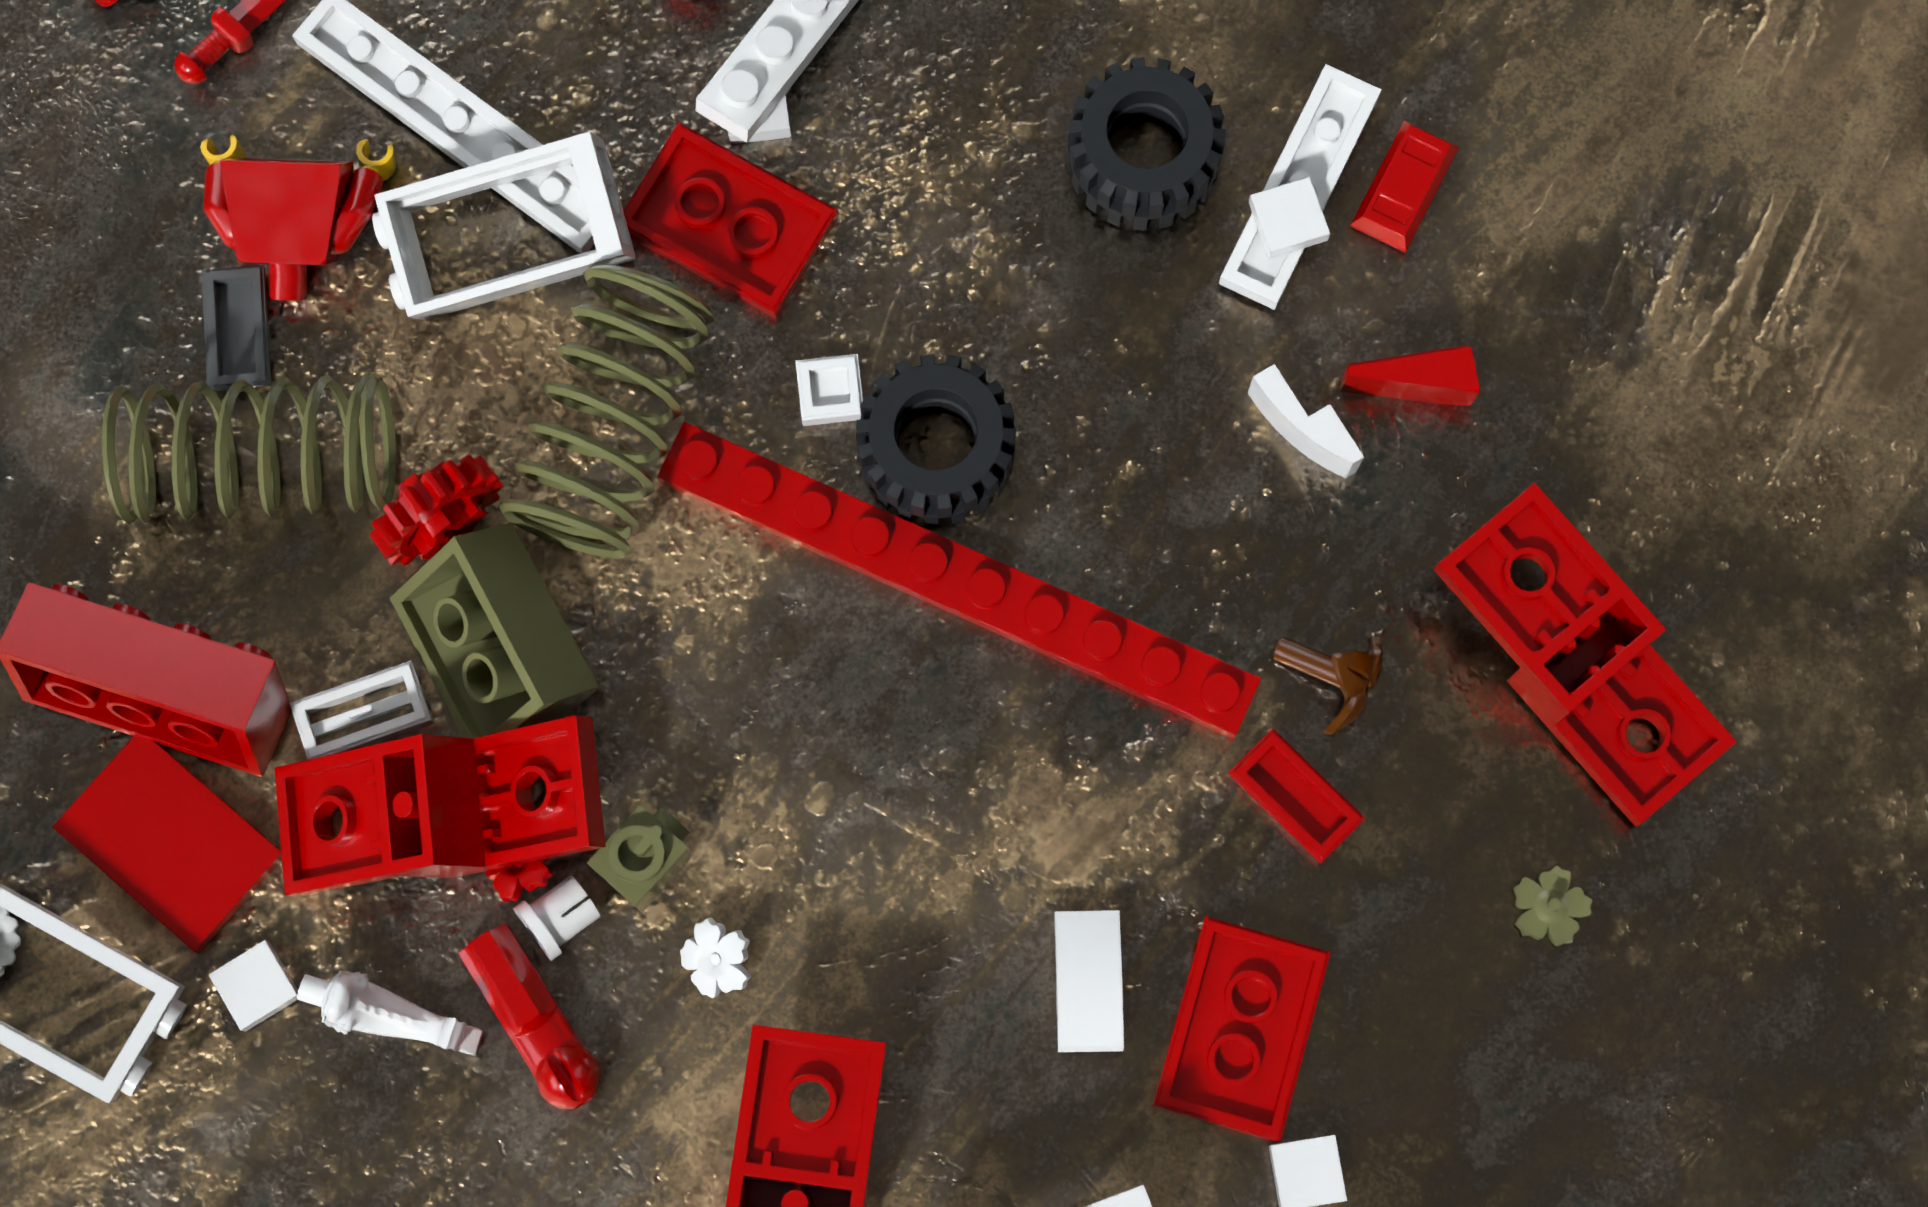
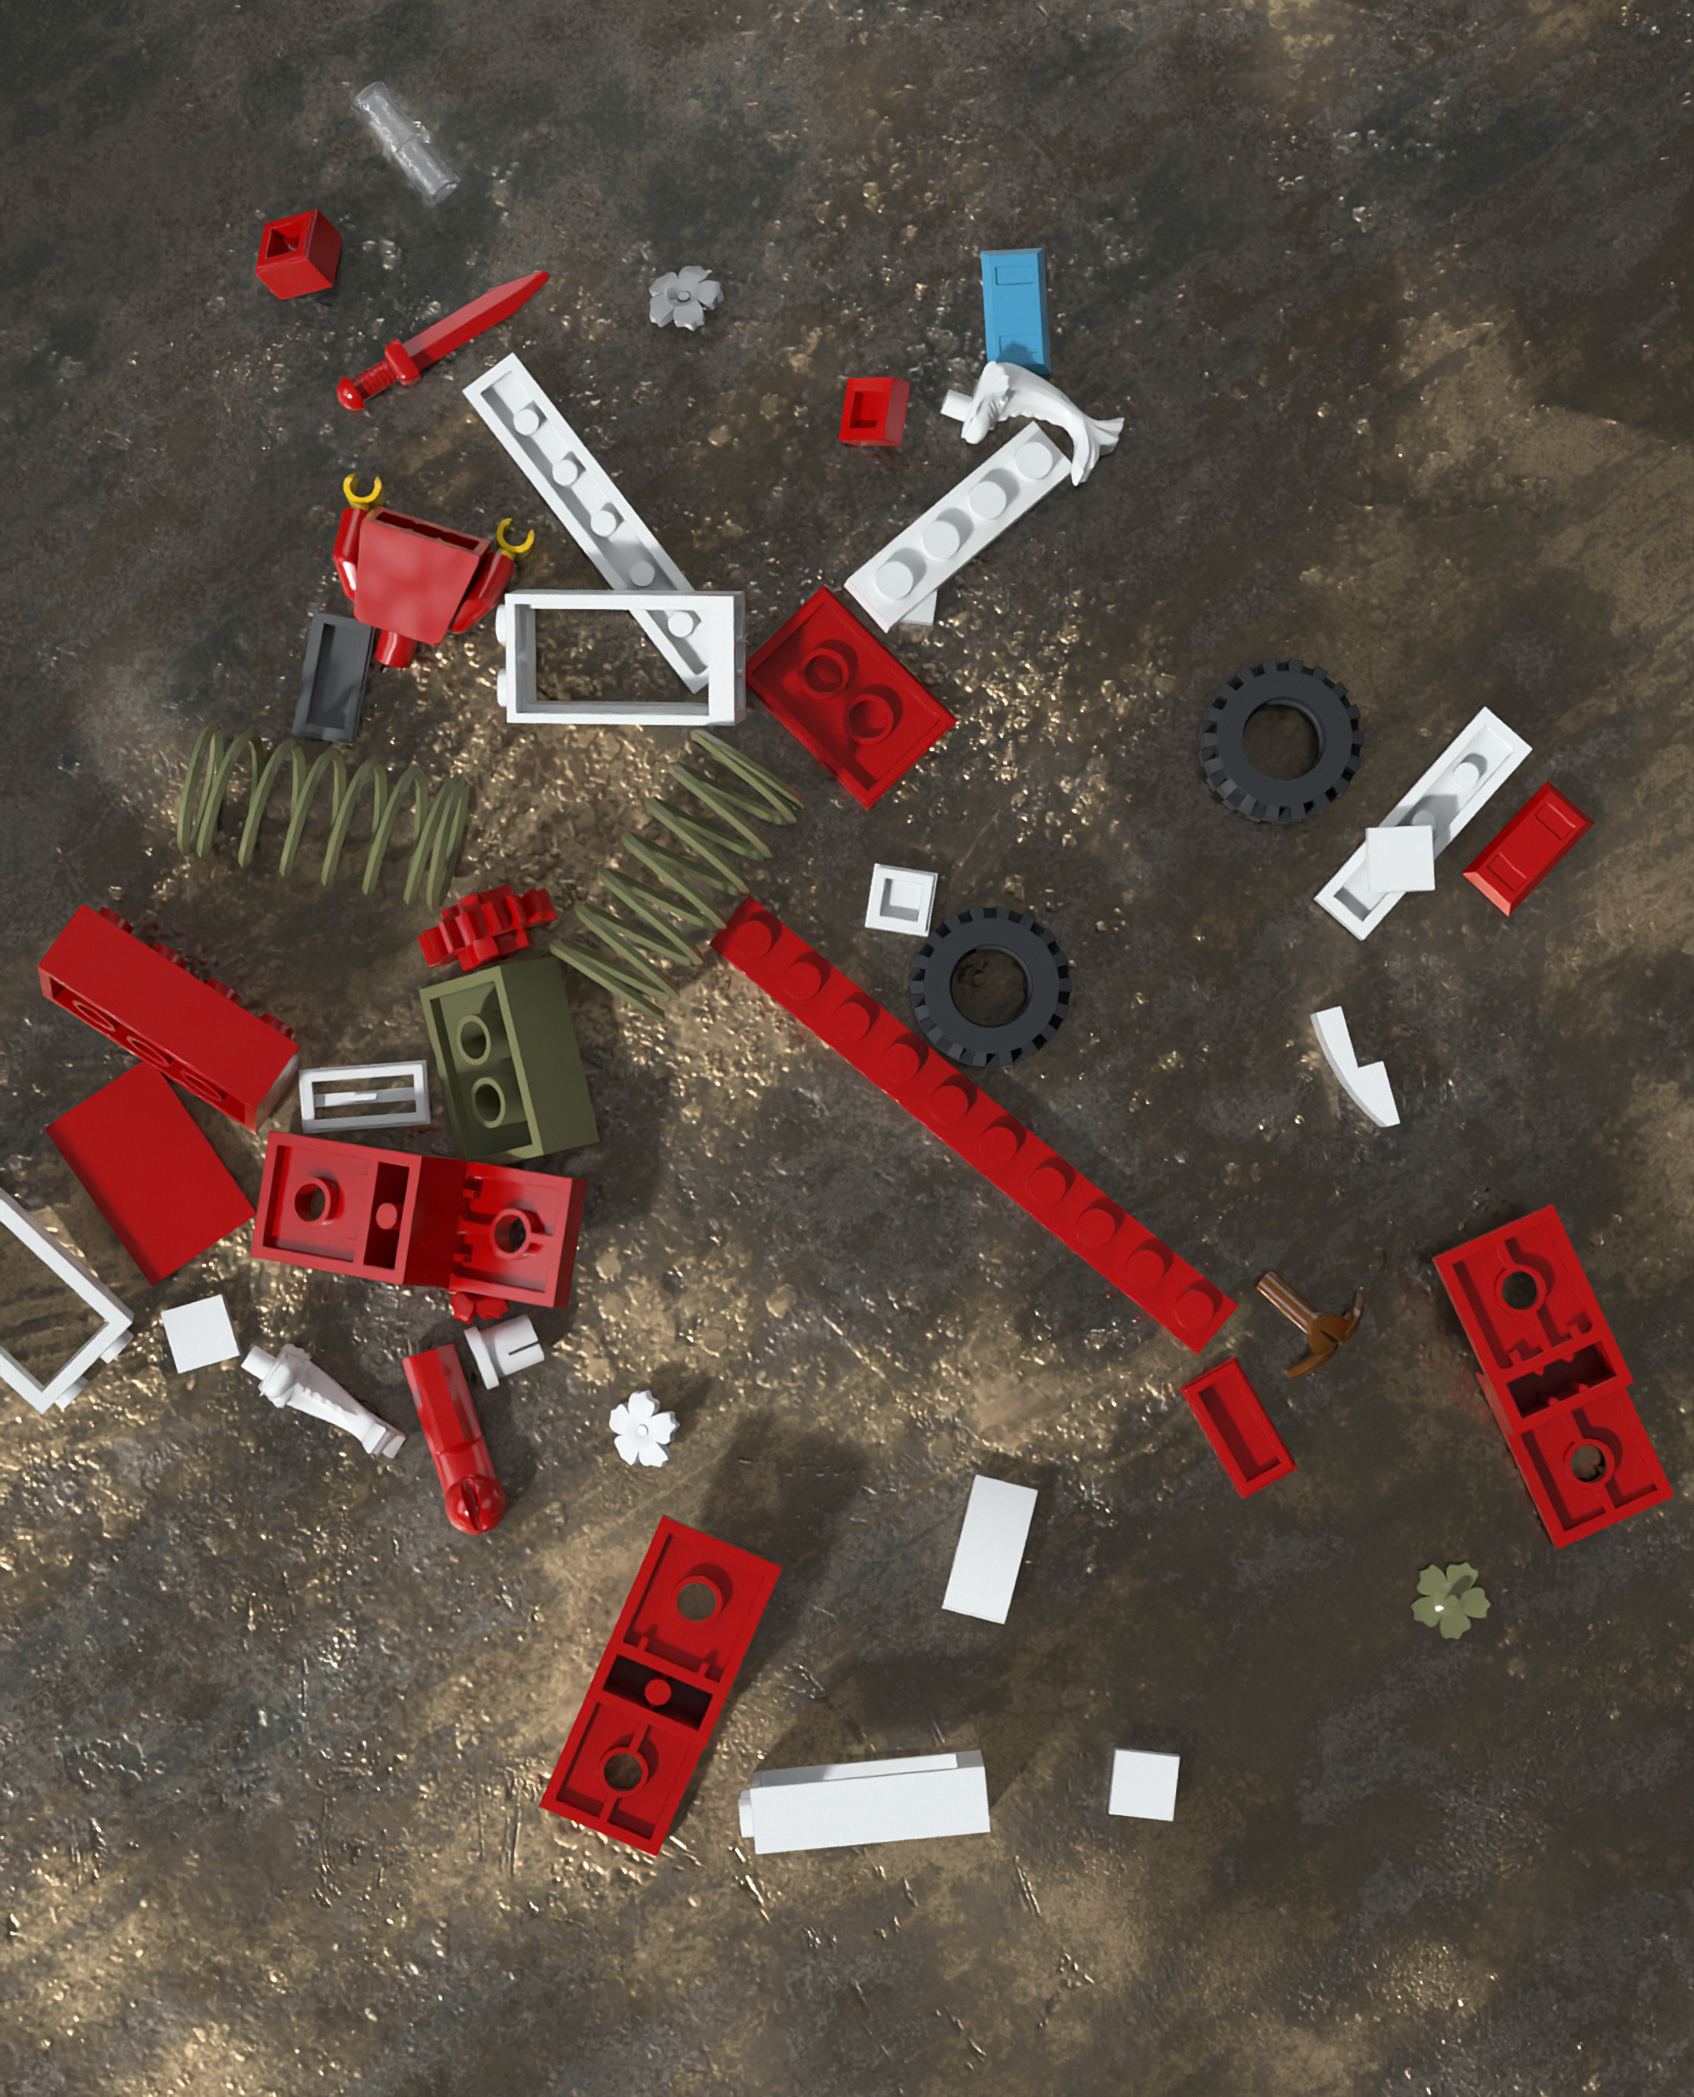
camera: 15 degrees right, 10 degrees up
(643, 855) = (600, 1317): olive brick -> none
(1241, 1029) = (1121, 1633): red tile -> none
(1430, 376) = (1499, 1056): red slope -> none

